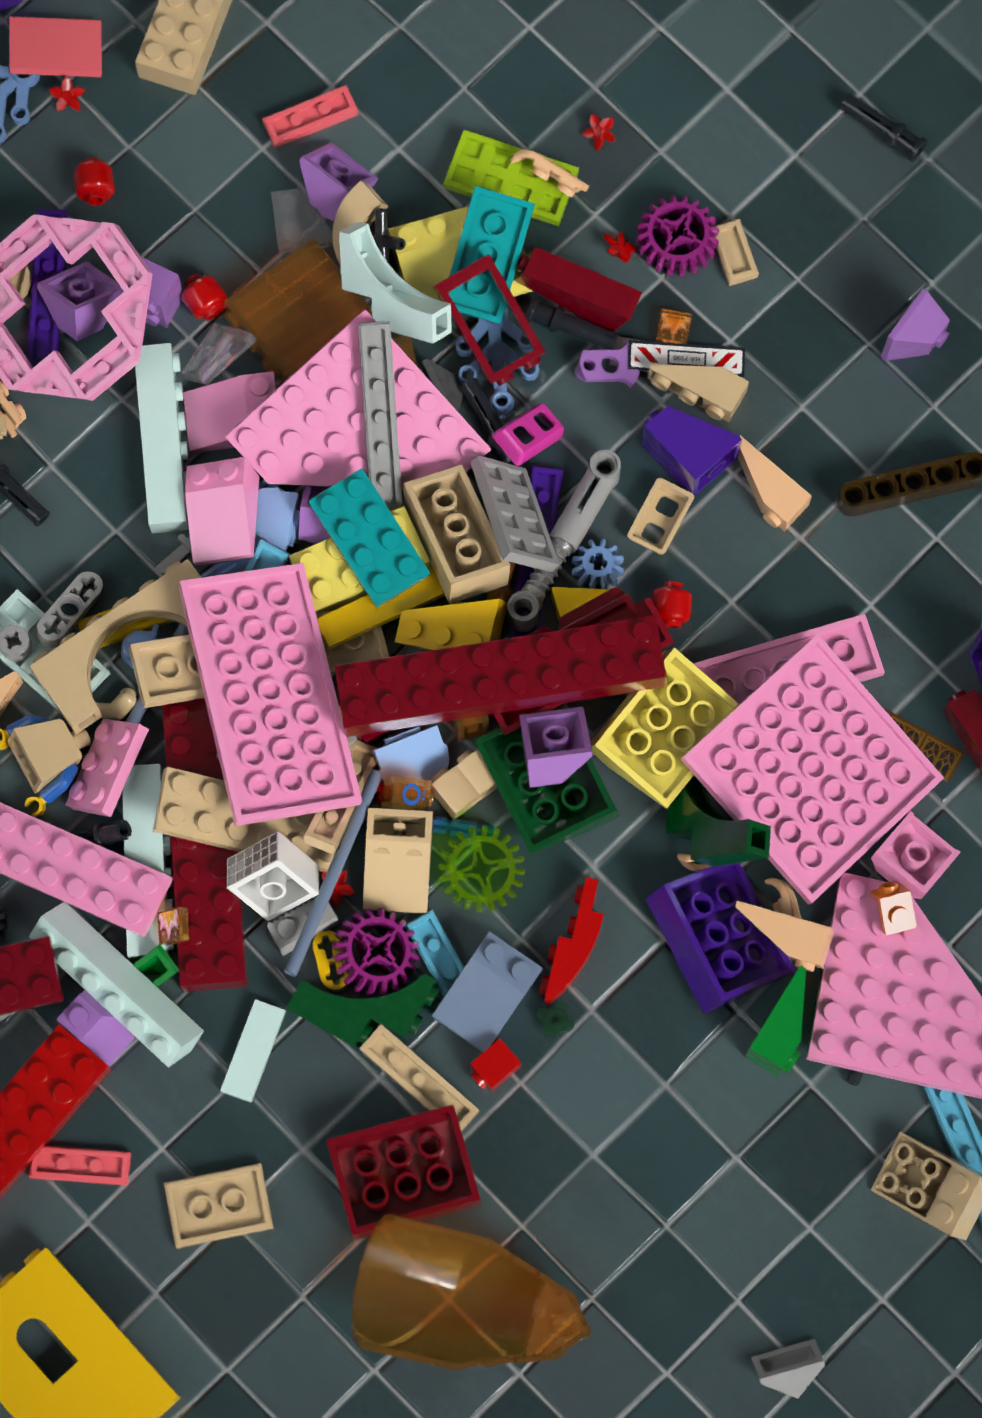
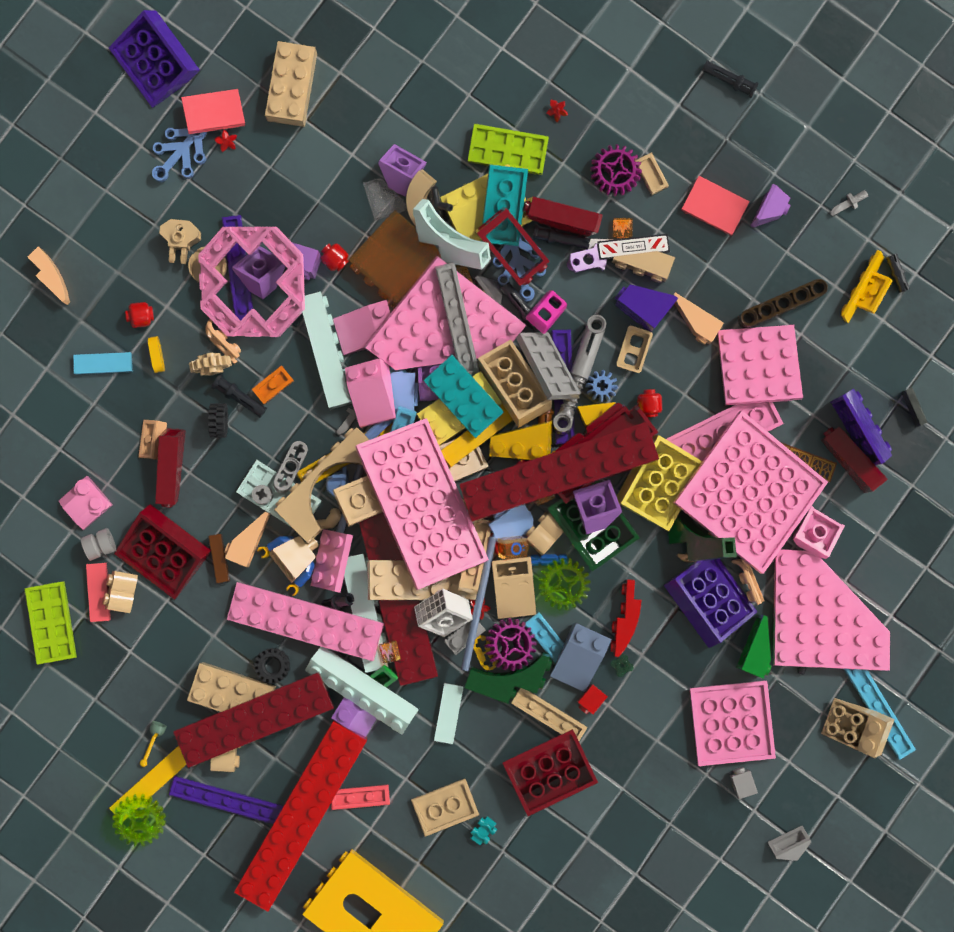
camera: 10 degrees left, 10 degrees up
(66, 478) = (272, 385): none -> orange plate
(94, 181) = (253, 194): red head -> none
(217, 352) = (349, 291): clear wing -> none
(281, 1250) = (481, 834): none -> teal piece
(310, 116) = (378, 129): coral tile -> none
(457, 1300) = (594, 845): clear orange windscreen -> none
(545, 168) = (529, 141): light nougat piece -> none
(619, 247) = (581, 182): red plant -> none
(723, 1145) = (732, 723): none -> bright pink plate
(725, 1247) = (743, 783): none -> light grey brick
(797, 938) = (757, 597): light nougat slope -> none
(828, 316) = (715, 205): none -> coral tile
(860, 573) = (759, 365): none -> bright pink plate
(894, 907) = (811, 567): bracket -> none

